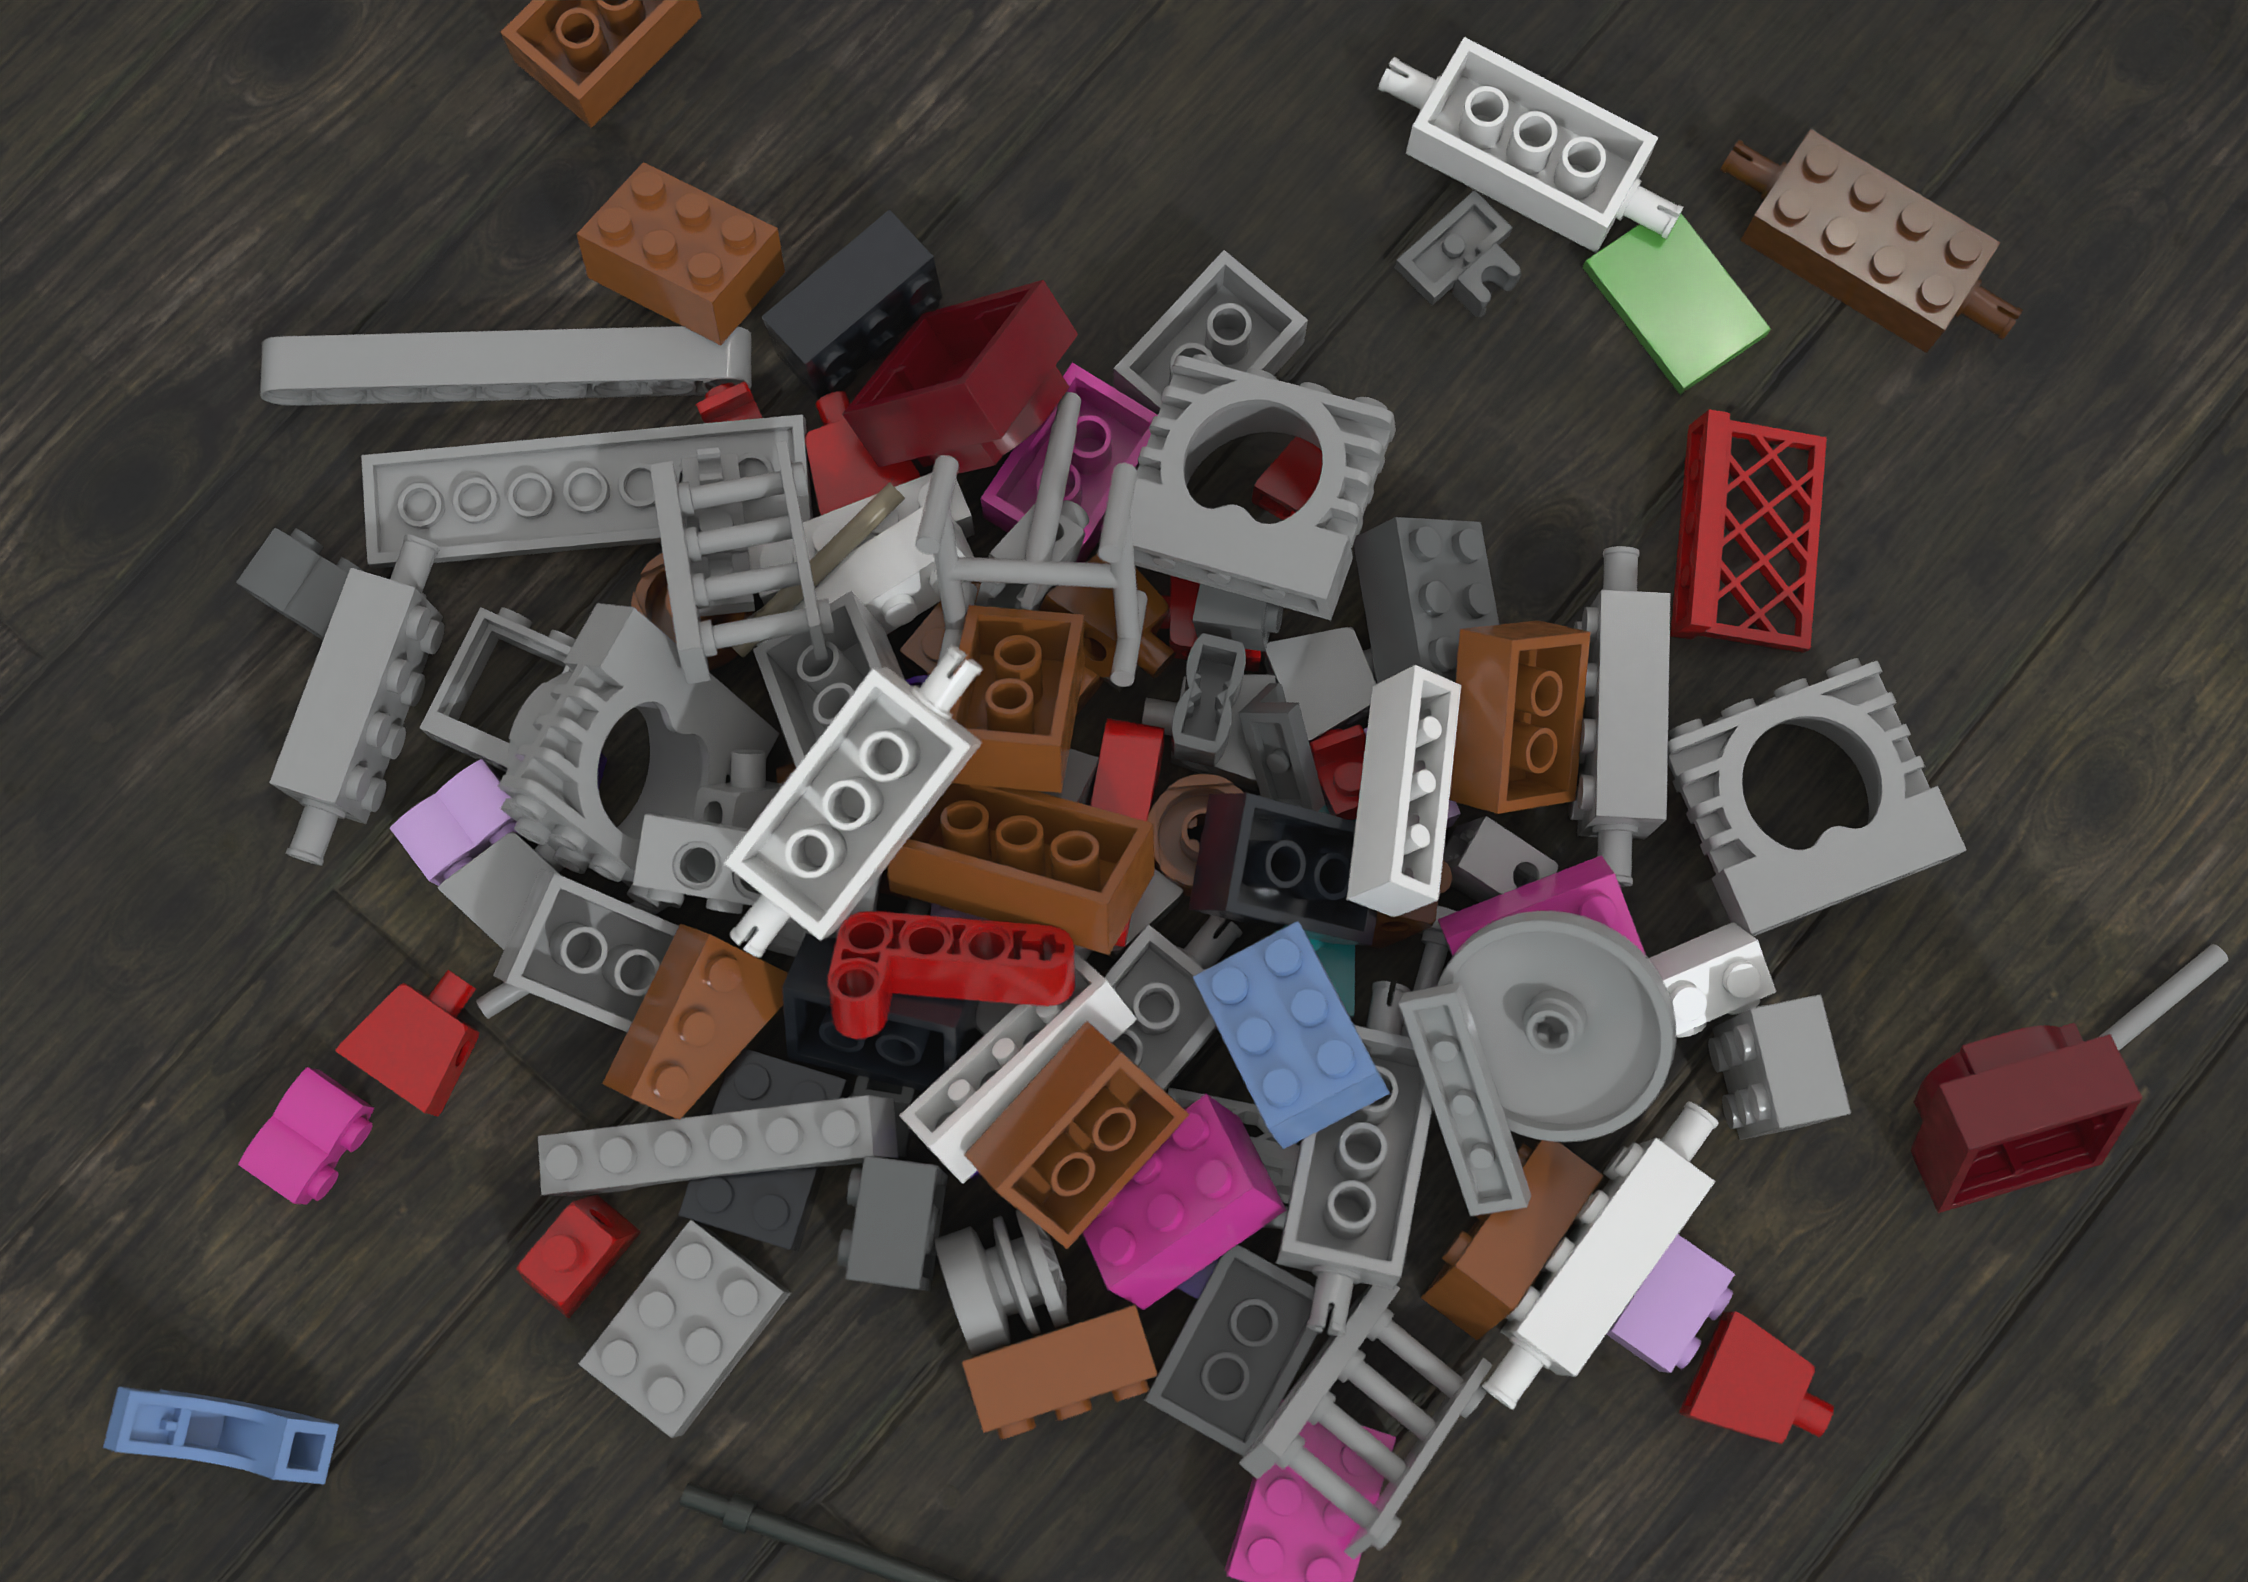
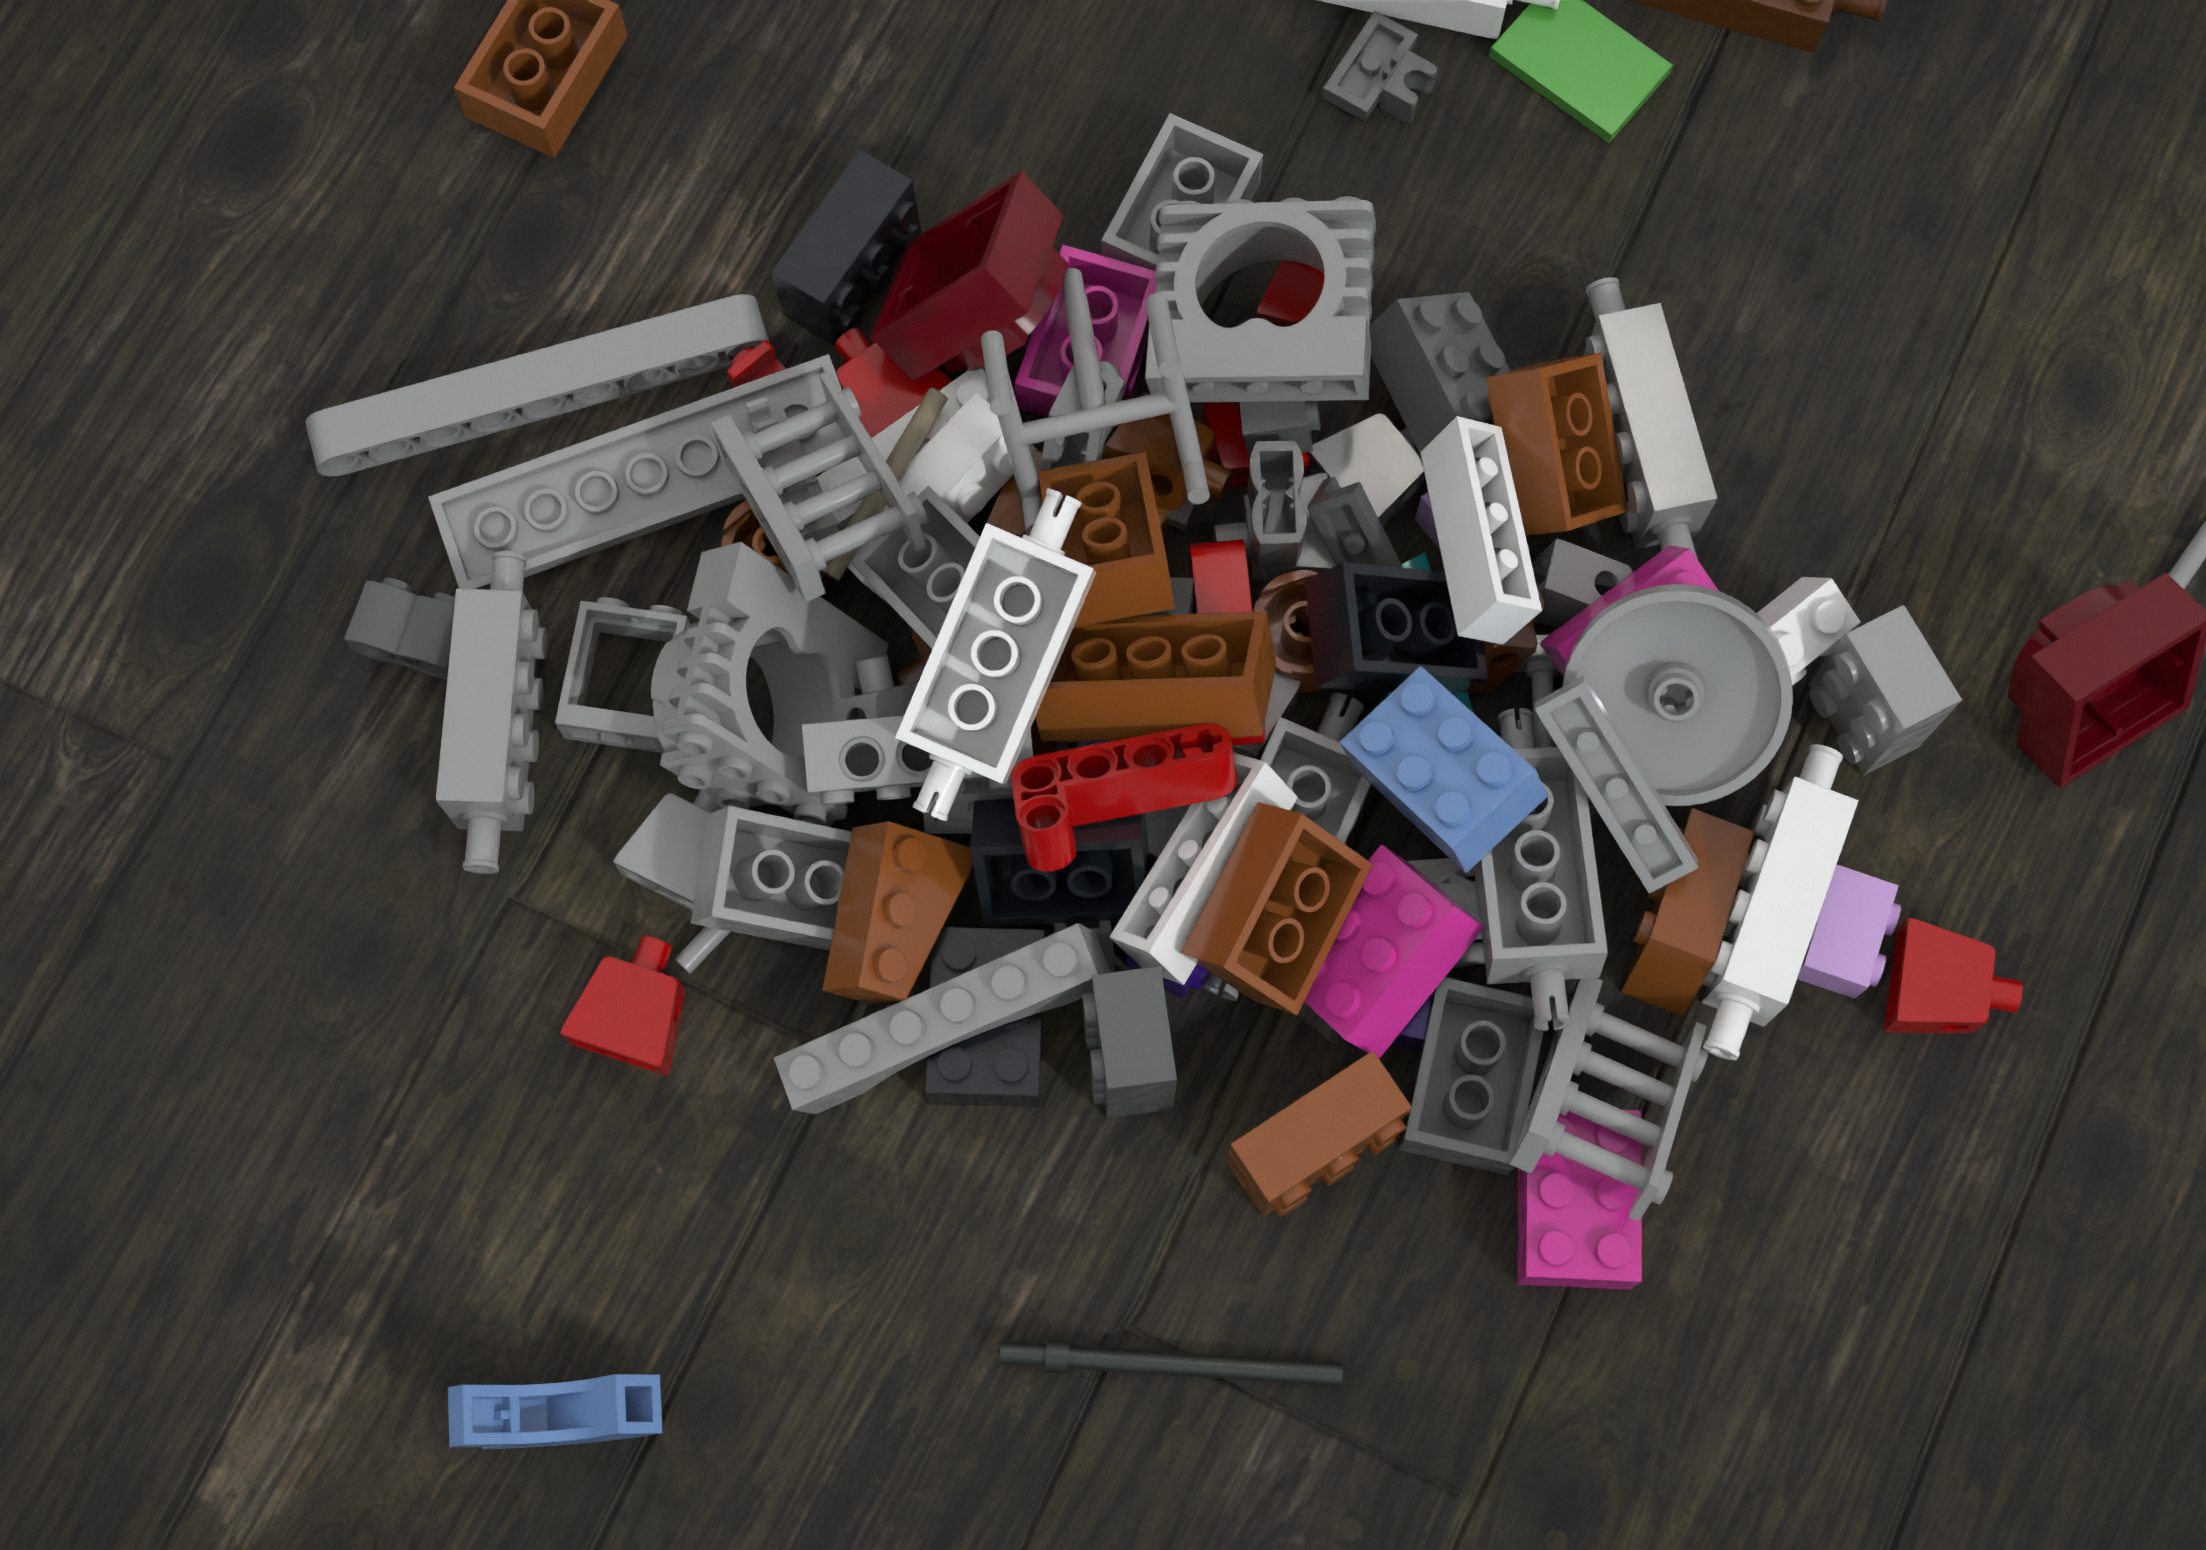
camera: 15 degrees left, 5 degrees down
(307, 1137) = (553, 1123): dark pink brick -> none
(455, 822) = (613, 801): lavender brick -> none
(577, 1252) = (836, 1162): red torso -> none
(681, 253) = (675, 241): dark orange brick -> none
(685, 1329) = (959, 1198): light grey brick -> none
(1001, 1281) = (1245, 1068): light grey wheel -> none
(1339, 768) = (1412, 535): red bracket -> none
(1703, 538) = (1666, 241): red fence -> none
(1772, 884) = (1821, 531): light grey hose -> none

